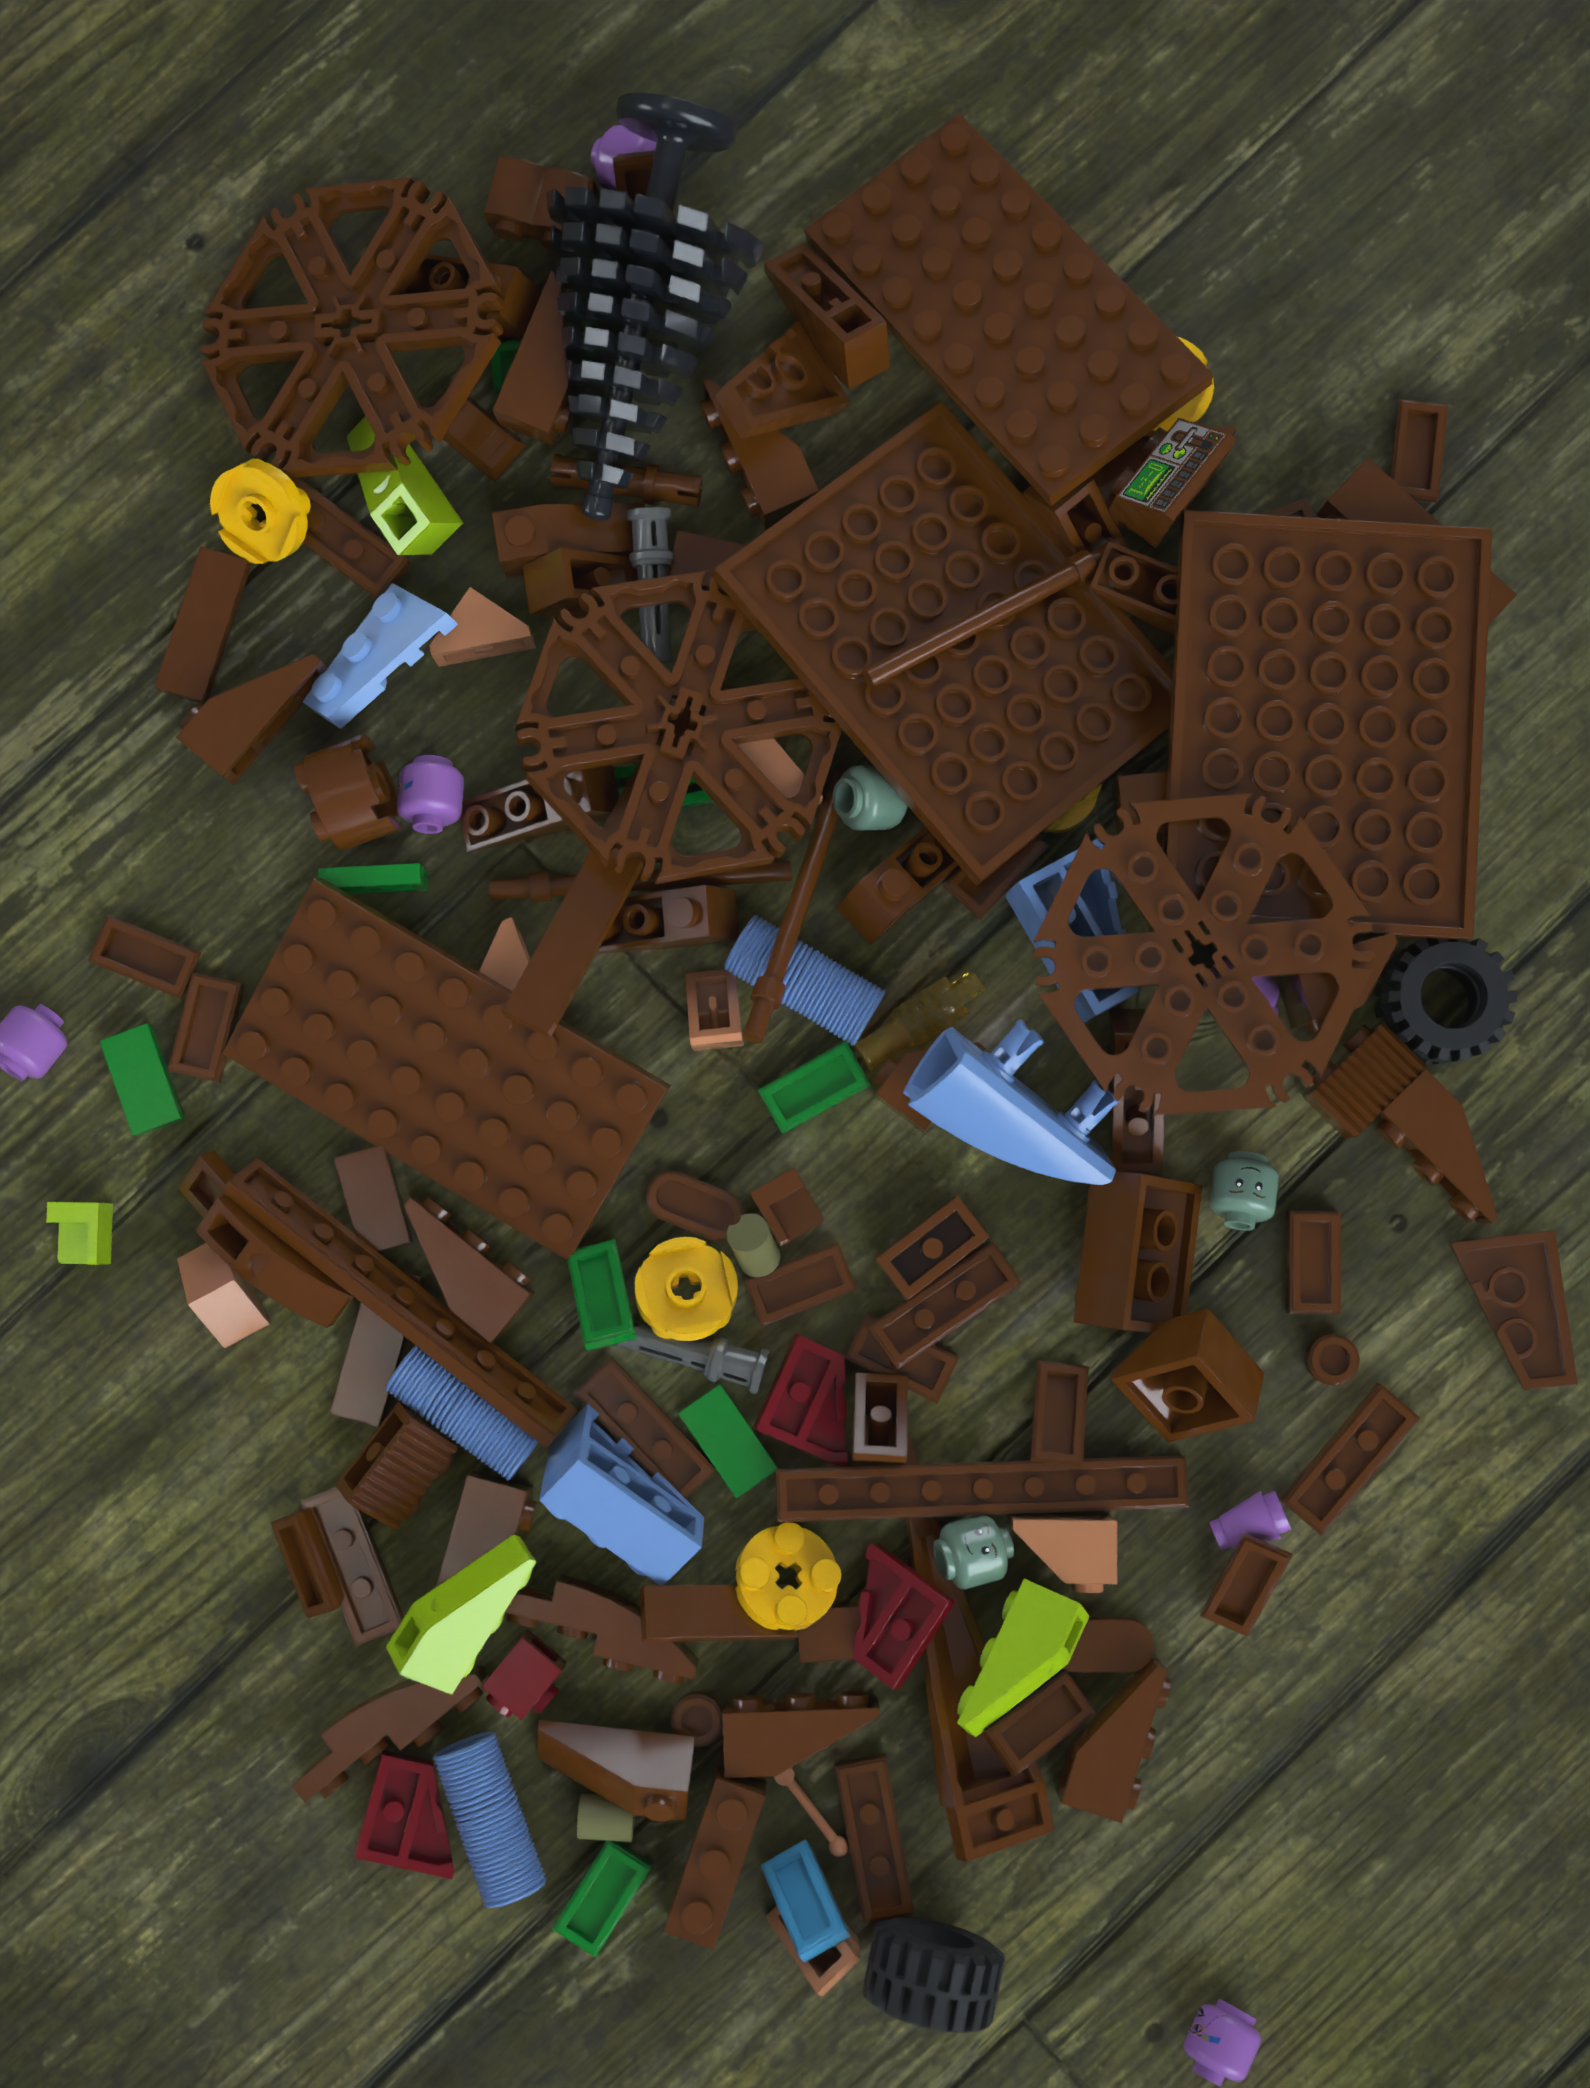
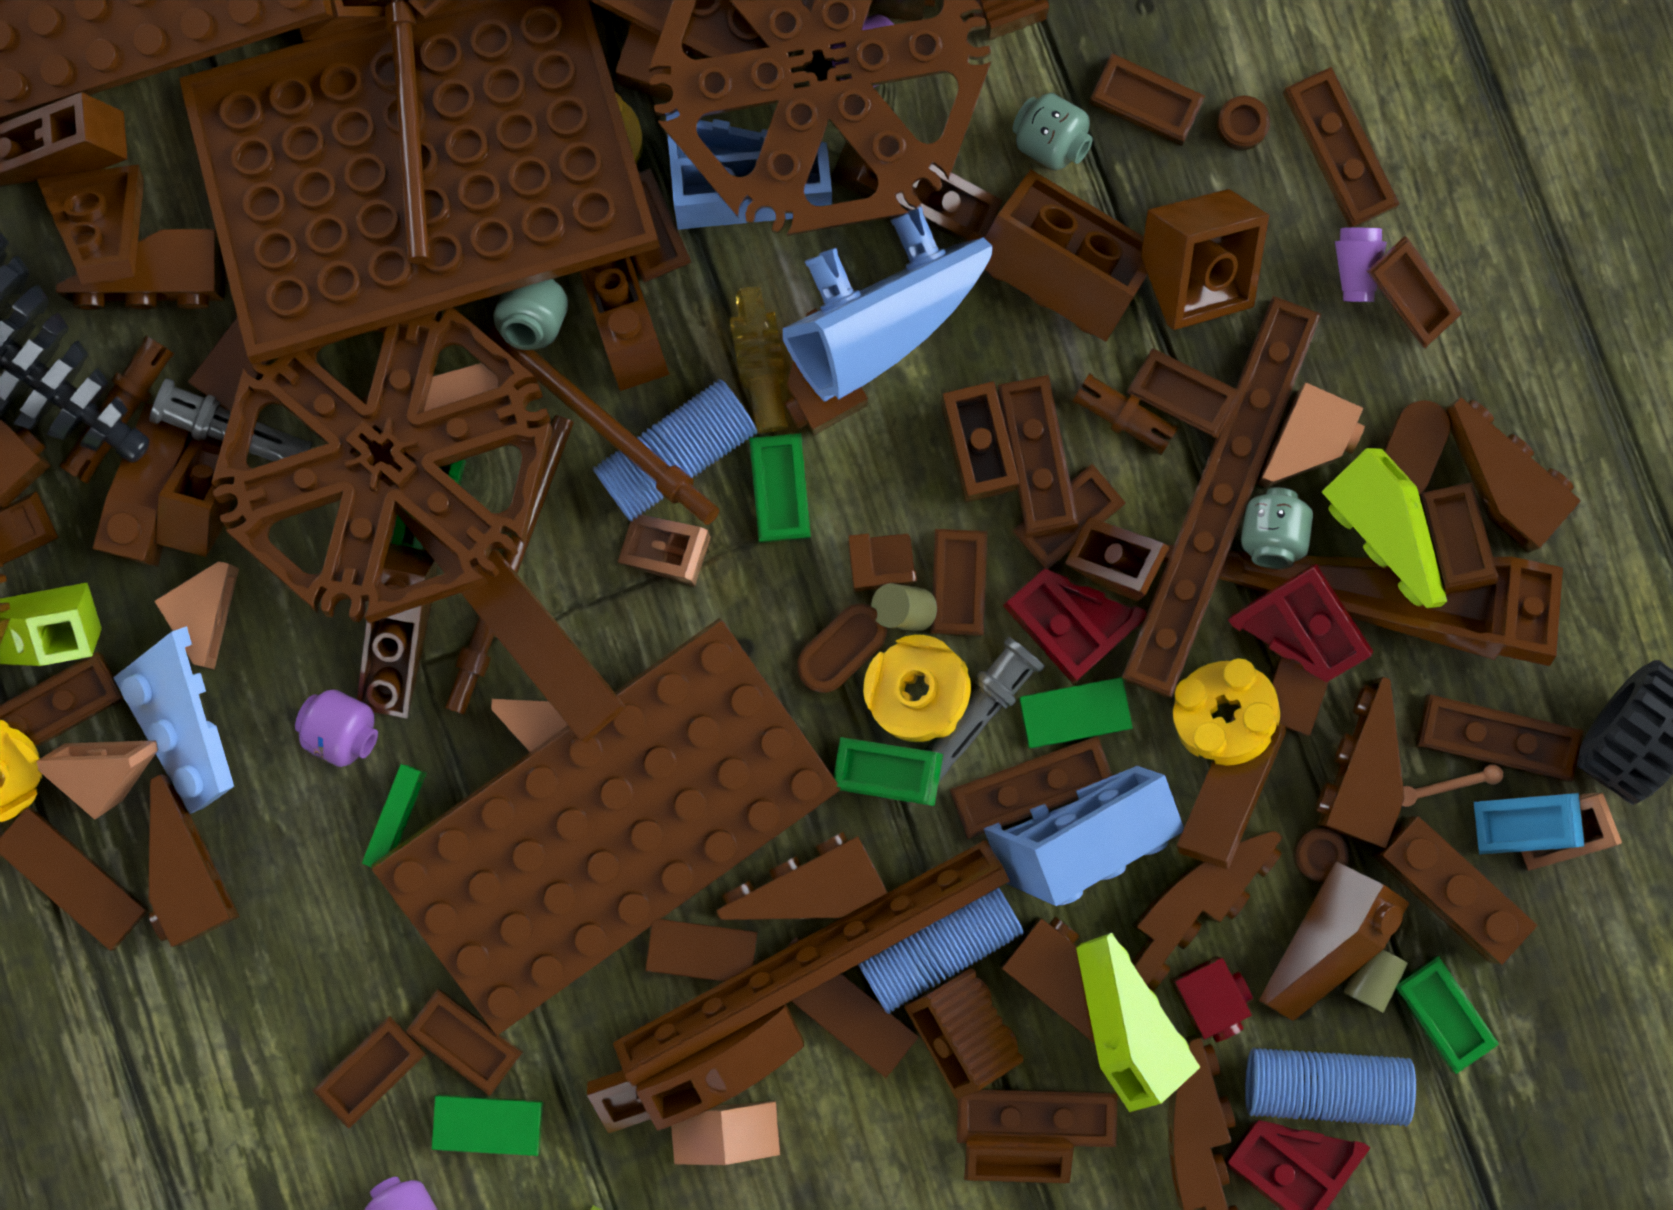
camera: 70 degrees left, 0 degrees up
(302, 605) = (97, 772): none -> nougat slope
(349, 792) = (302, 802): reddish brown brick -> none
(674, 920) = (563, 546): reddish brown slope -> none
(1017, 1368) = (1125, 414): none -> reddish brown pin

